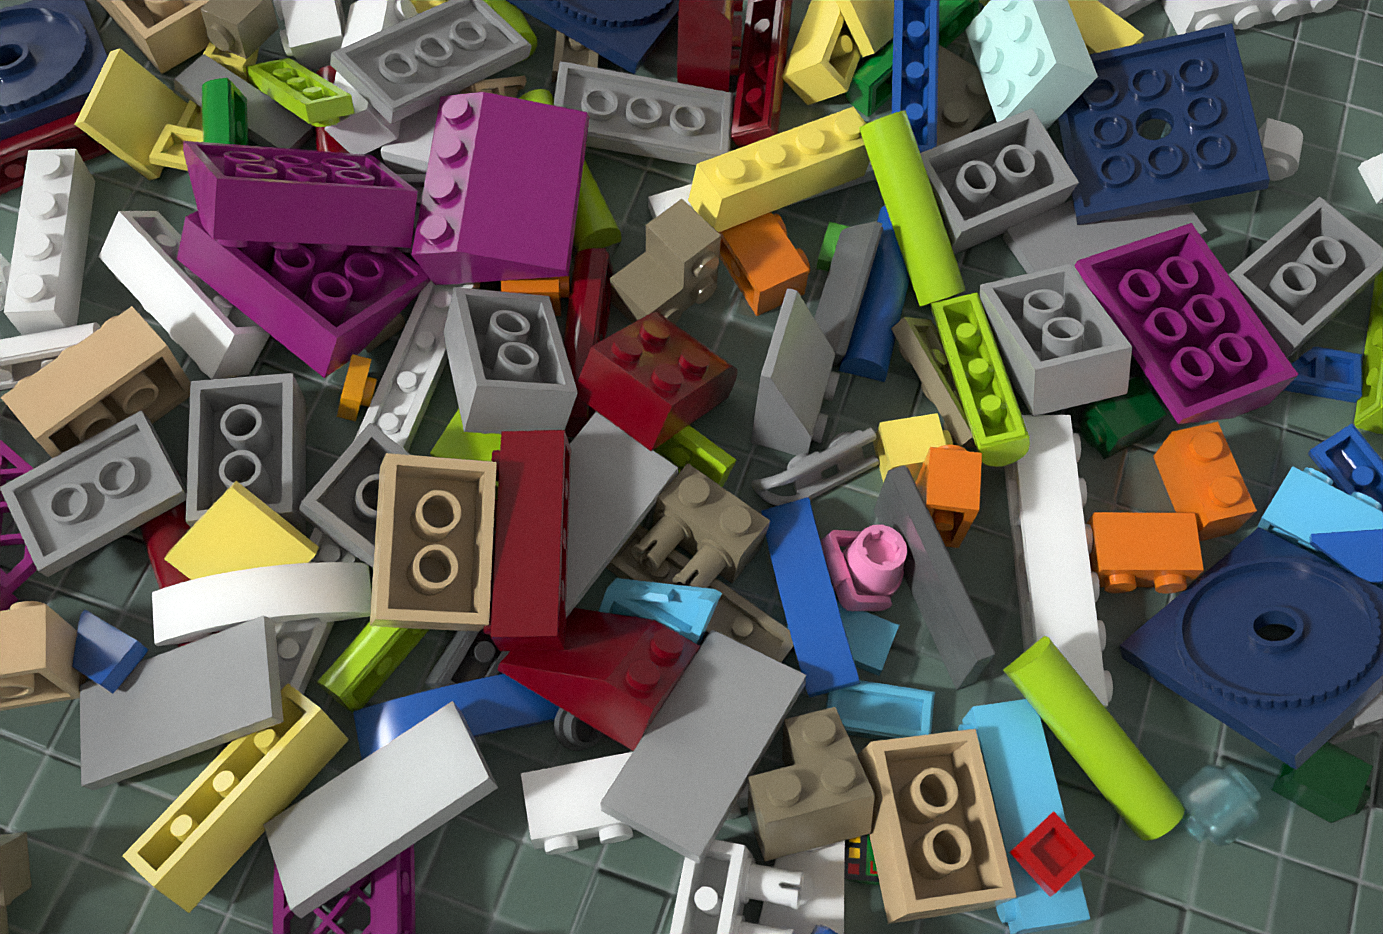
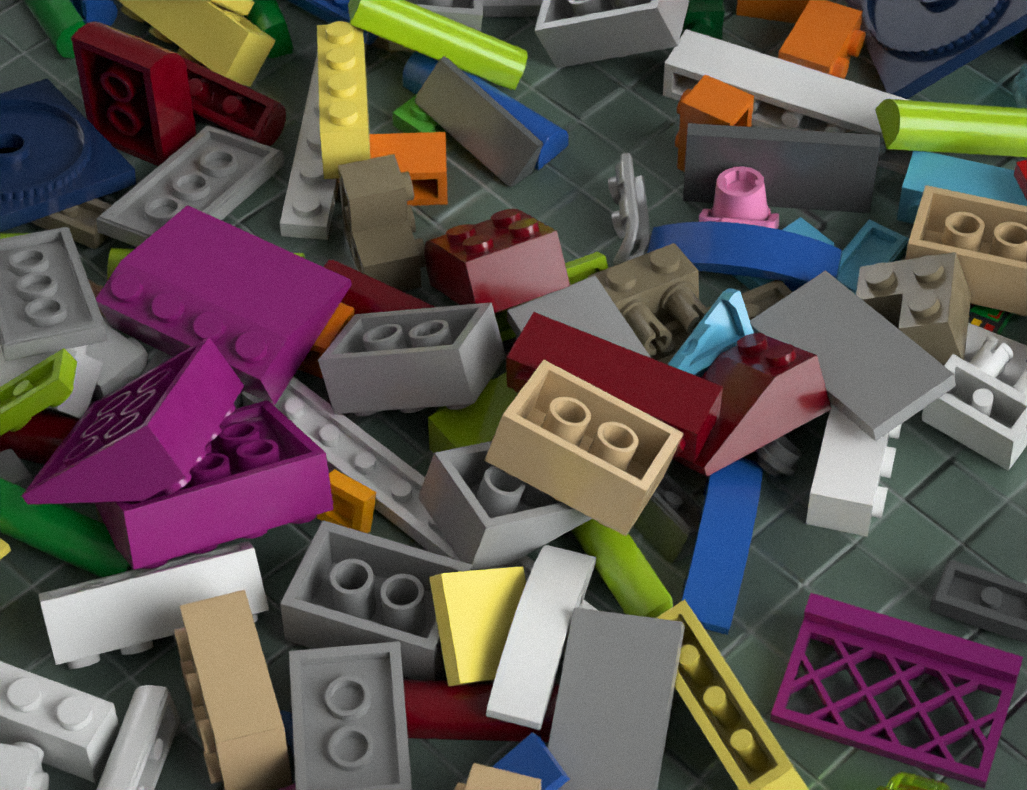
camera: 60 degrees left, 15 degrees down
(377, 809) = (793, 598): tile -> none
(794, 381) = (550, 181): light grey slope -> none
(908, 442) = (652, 143): light yellow brick -> none
(923, 349) = (600, 102): dark tan plate -> none
(981, 380) = (615, 66): lime brick -> none

